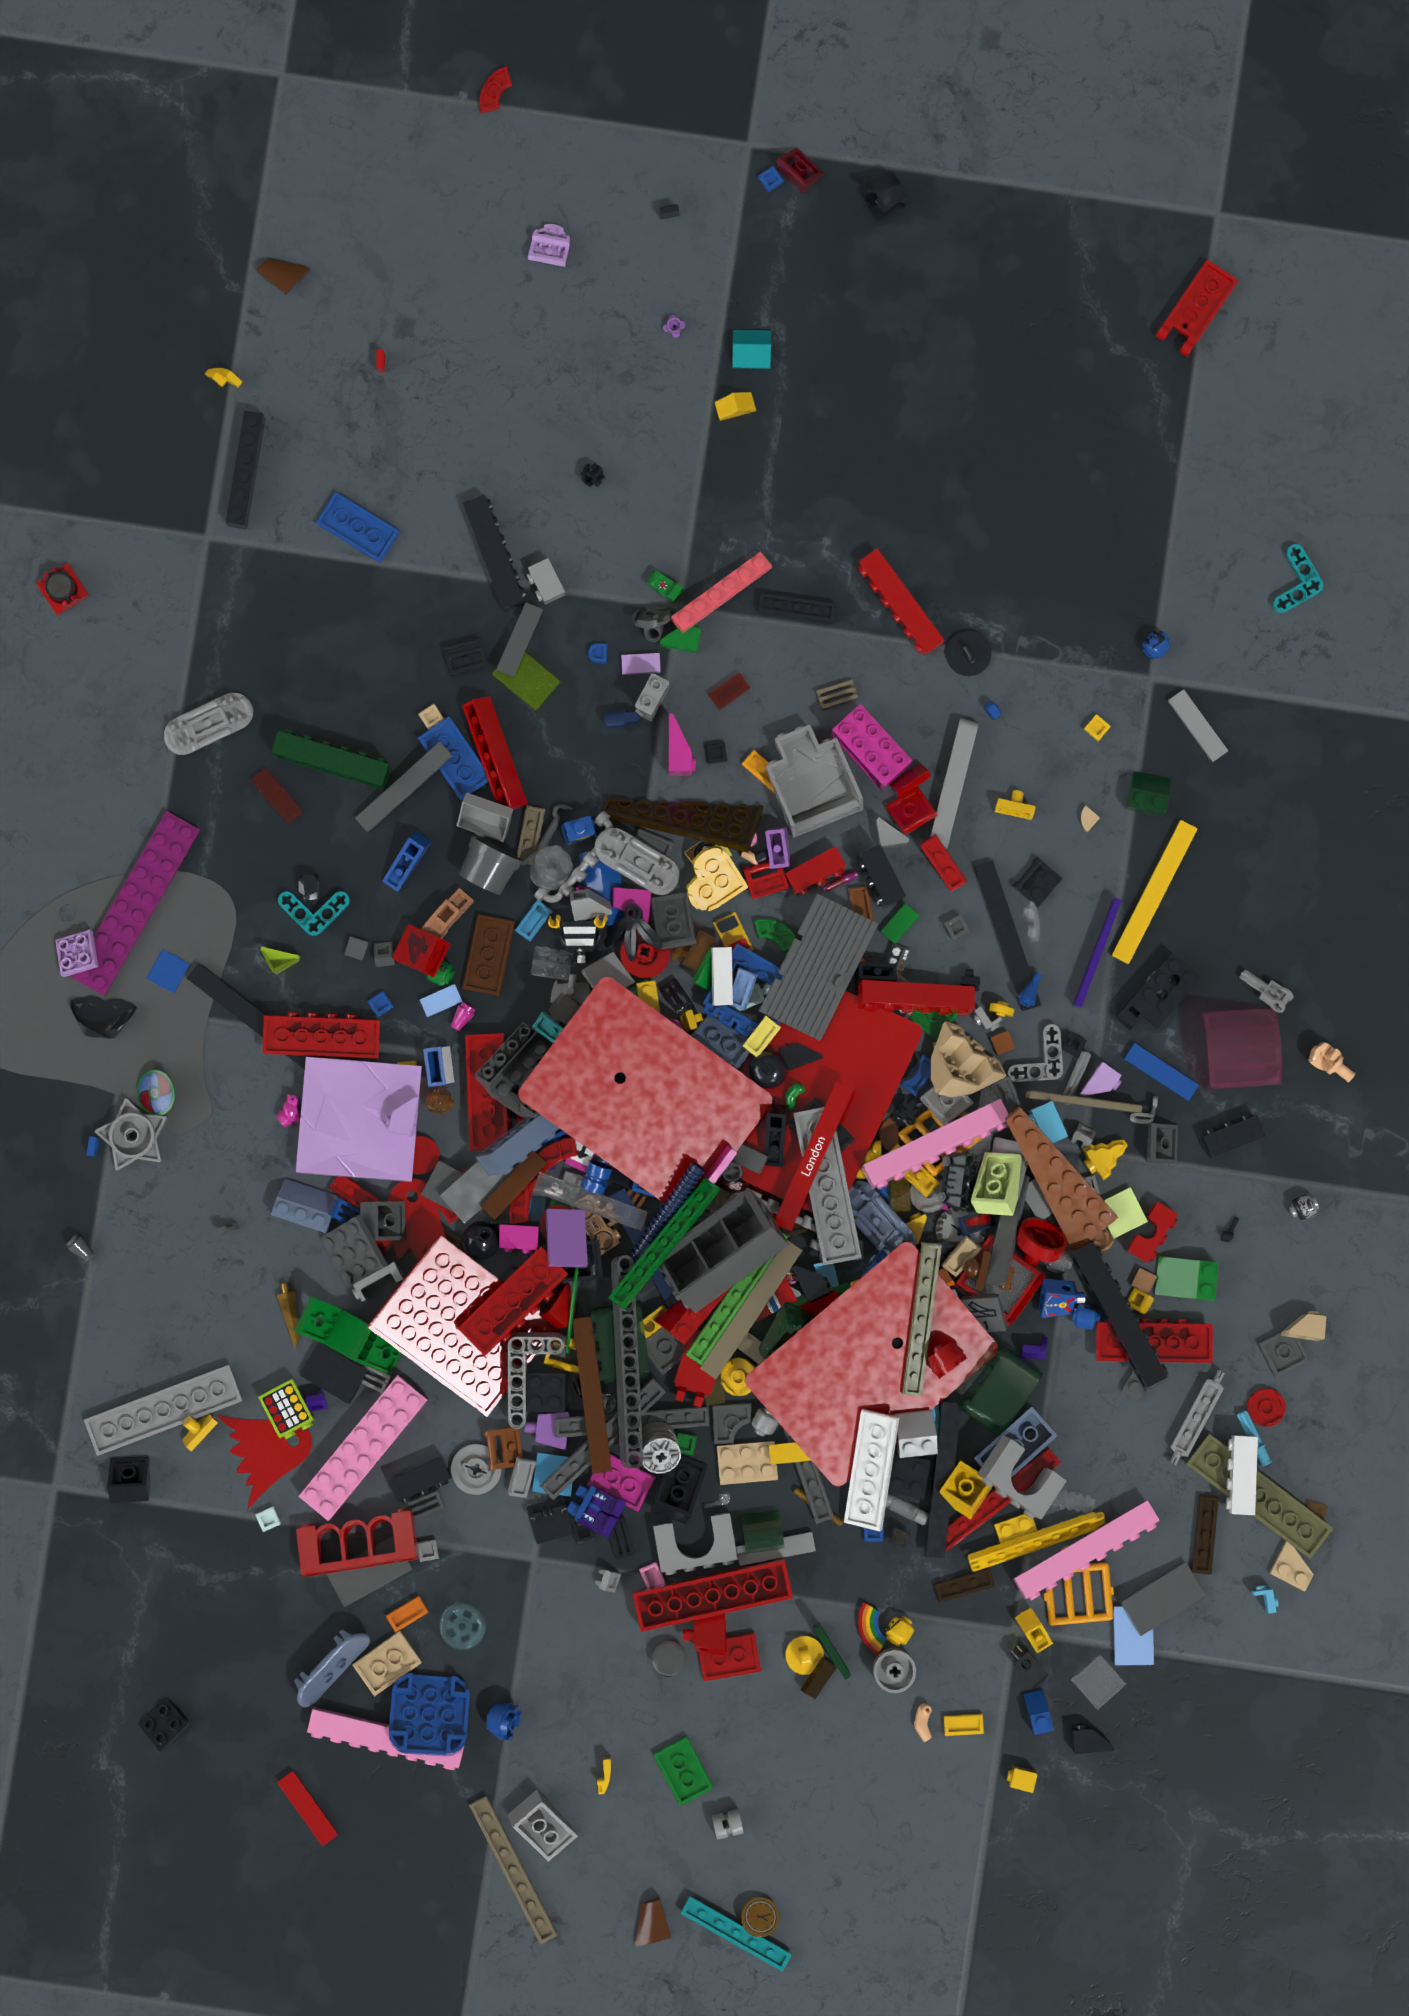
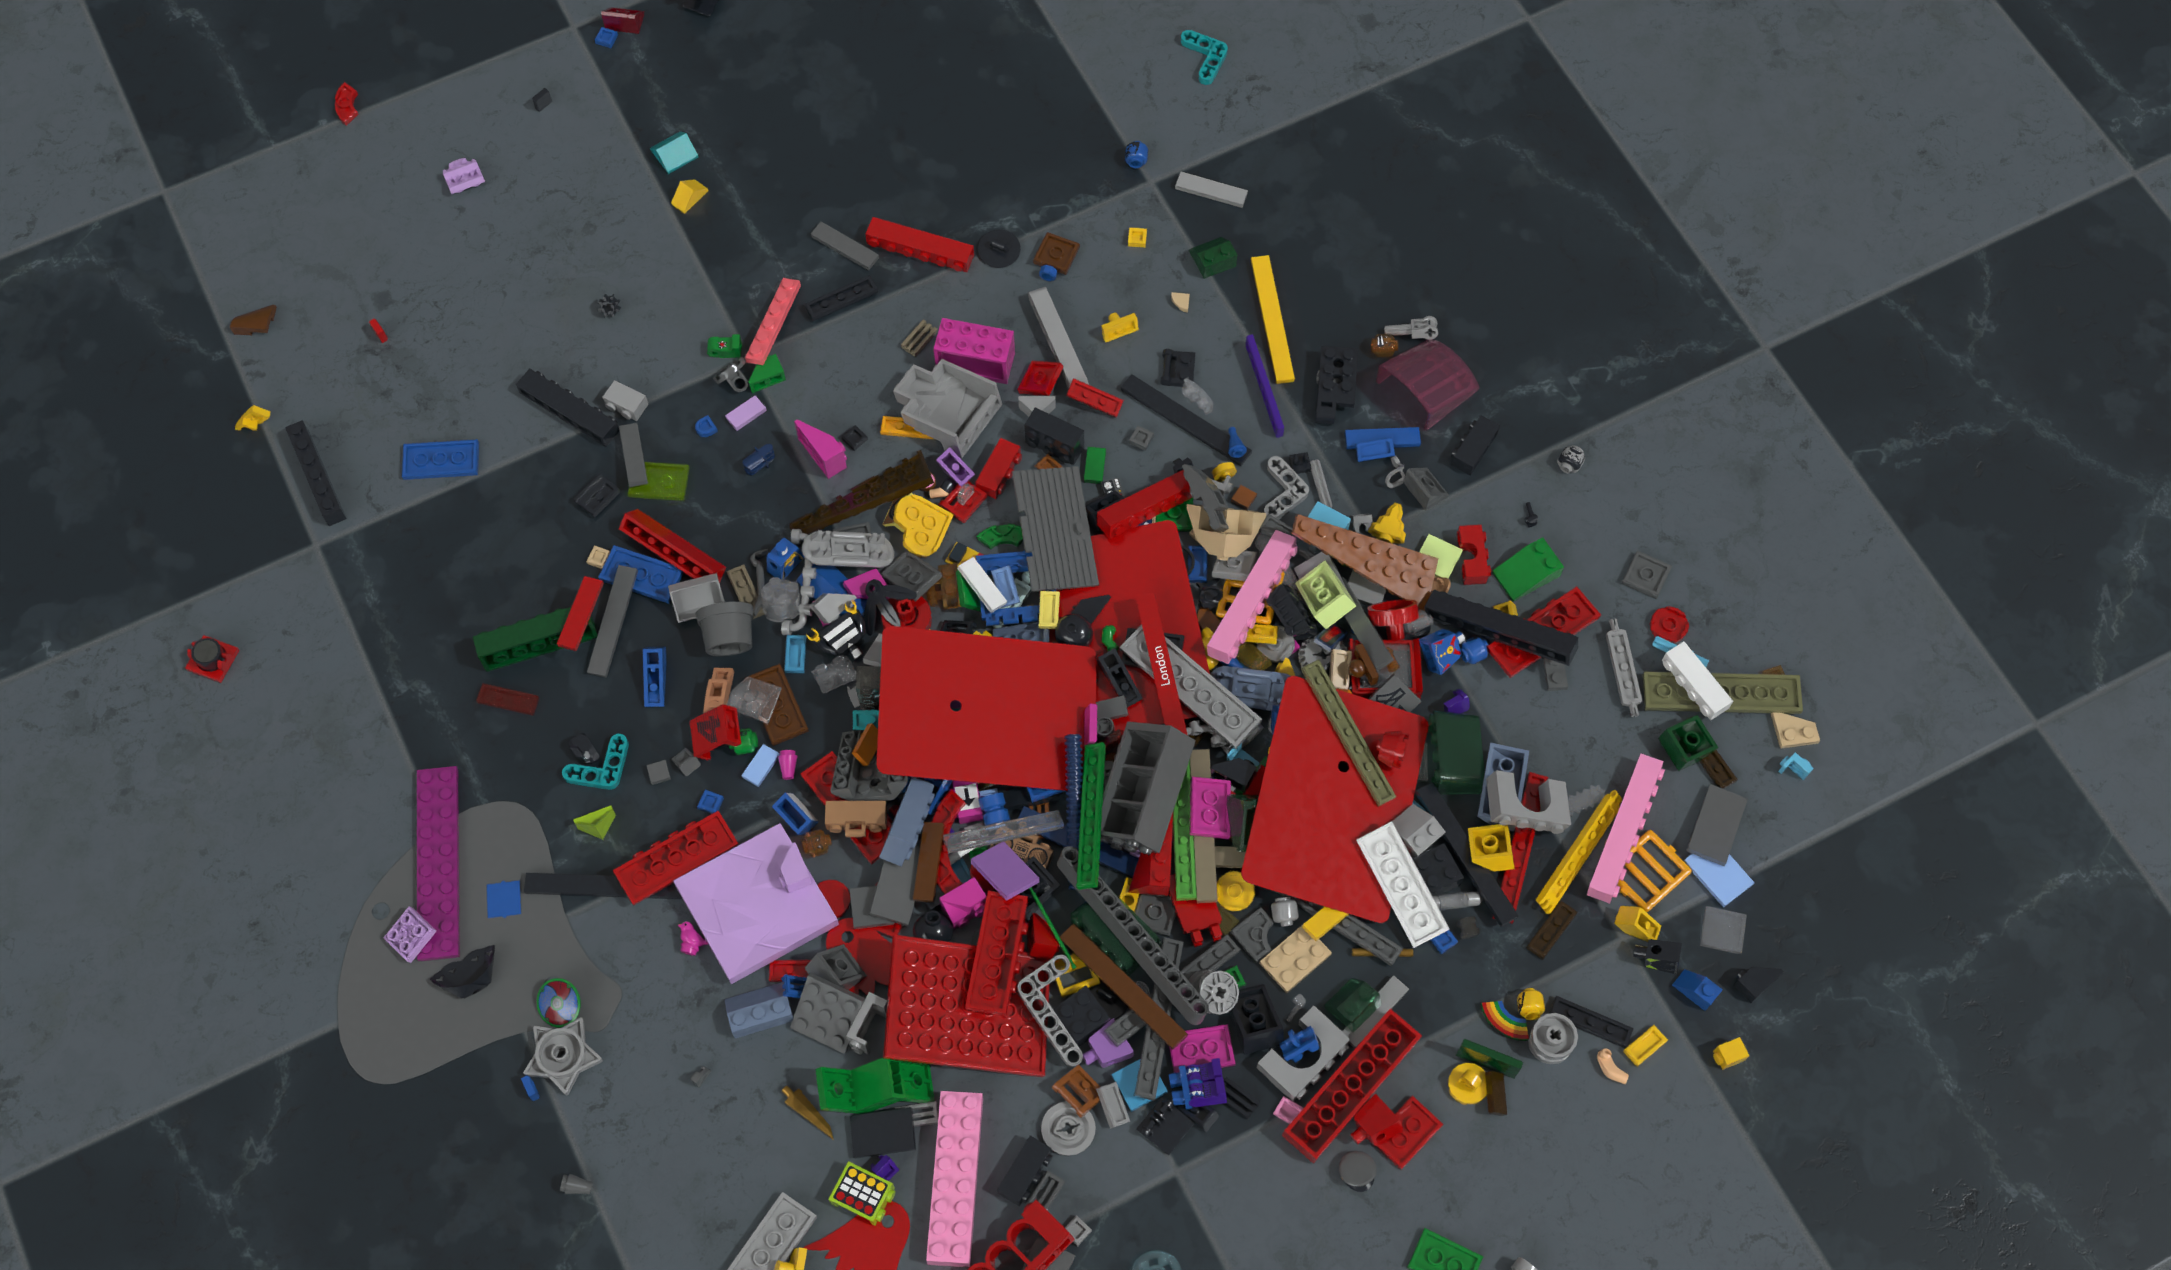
camera: 30 degrees left, 20 degrees down
(208, 723) = (408, 681): light grey piece -> none
(377, 772) = (580, 613): none -> red tile
(471, 942) = (754, 699): none -> clear slope
(475, 1099) = (855, 814): none -> medium nougat piece
(532, 1051) = (866, 745): none -> orange tile
(609, 1580) = (1255, 1139): light grey tile -> none
(652, 697) = (772, 422): light grey panel -> none
(674, 331) = (601, 167): medium lavender plate -> none
(695, 1535) = (1298, 1043): none -> blue hips
(729, 691) = (831, 388): clear red tile -> none
(764, 1300) = (1209, 807): none -> dark pink tile
(770, 877) = (965, 493): none -> clear tile
(836, 555) = (844, 245): none -> dark grey tile
(841, 879) = (1025, 461): piece -> none
(910, 780) = (1023, 359): red slope -> none
(936, 1676) = (1593, 1022): none -> black tile
(967, 1024) = (1205, 490): none -> dark grey slope
(1014, 695) = (1056, 252): none -> reddish brown plate
(1014, 1527) = (1554, 854): yellow plate -> none
(1081, 1101) = (1343, 492): dark tan tile -> none
(1101, 1081) = (1343, 472): lavender slope -> none
(1143, 1280) = (1495, 595): medium nougat tile -> none
(1145, 1079) = (1374, 449): none -> blue tile
(1194, 1518) = (1687, 742): none -> dark green slope
(1229, 987) = (1384, 345): none -> clear orange head
(1307, 1326) = (1650, 541): tan slope -> none
(1330, 1060) = (1501, 345): light nougat piece -> none

